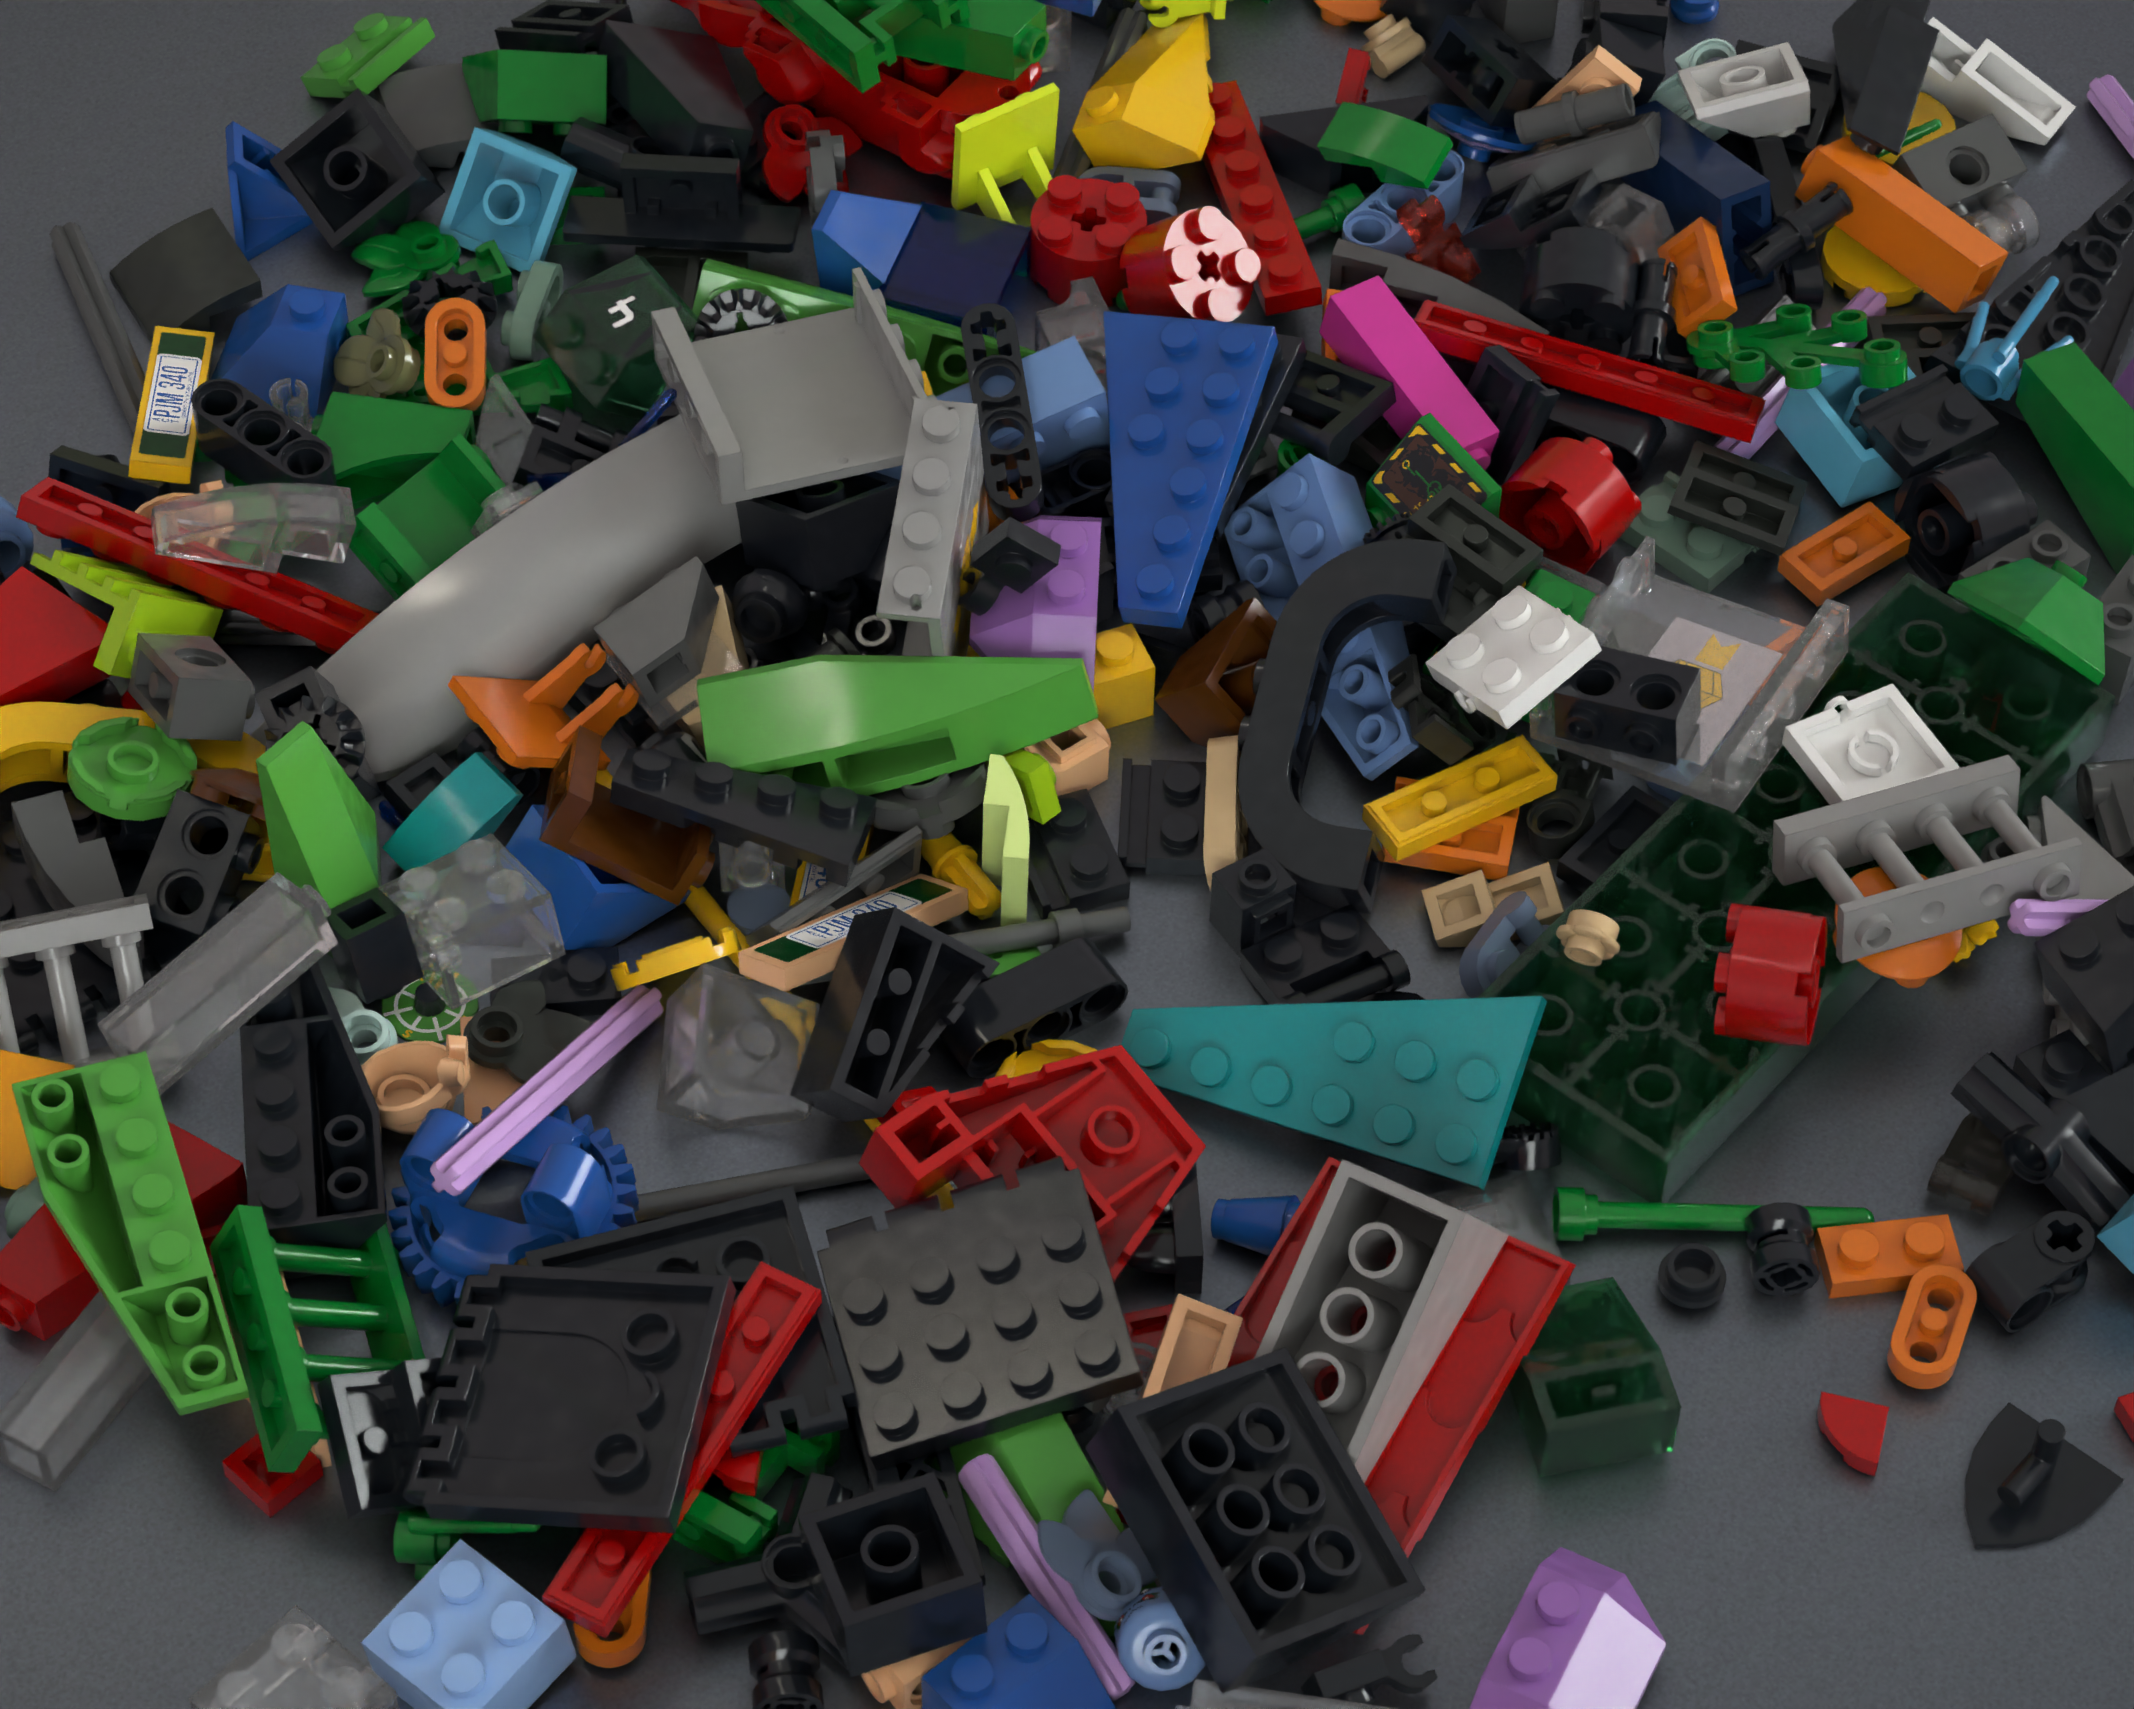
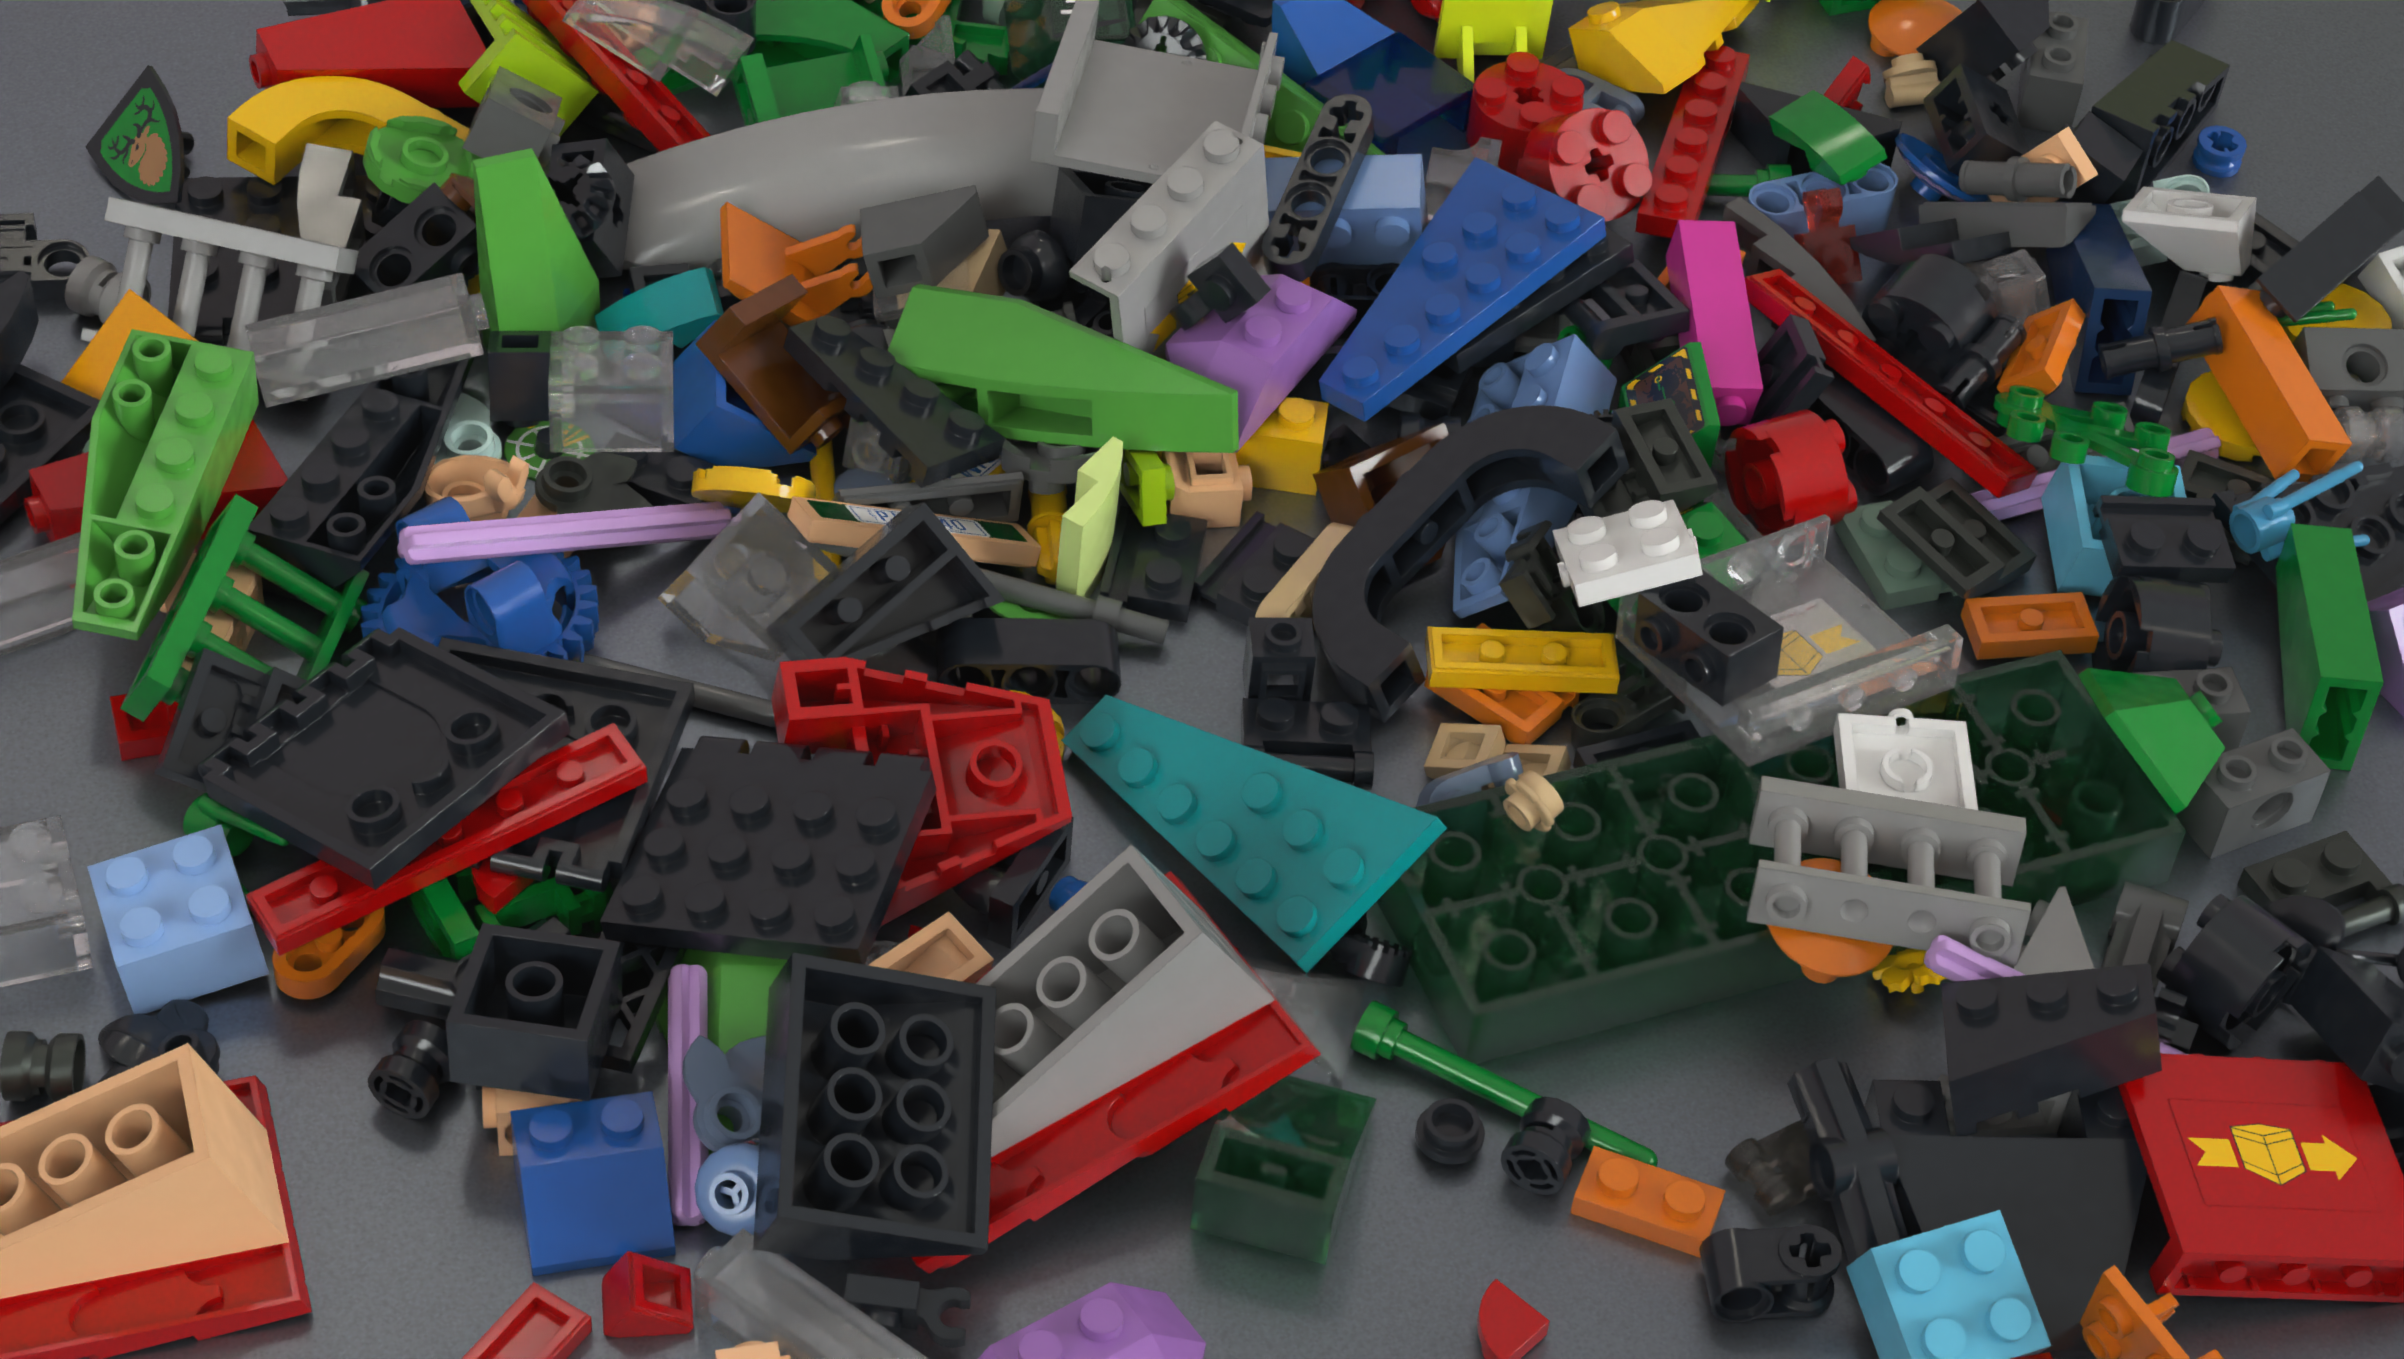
camera: 25 degrees right, 5 degrees down
(1770, 975) = (1665, 896): red brick -> none
(1929, 1330) = (1634, 1278): orange plate -> none

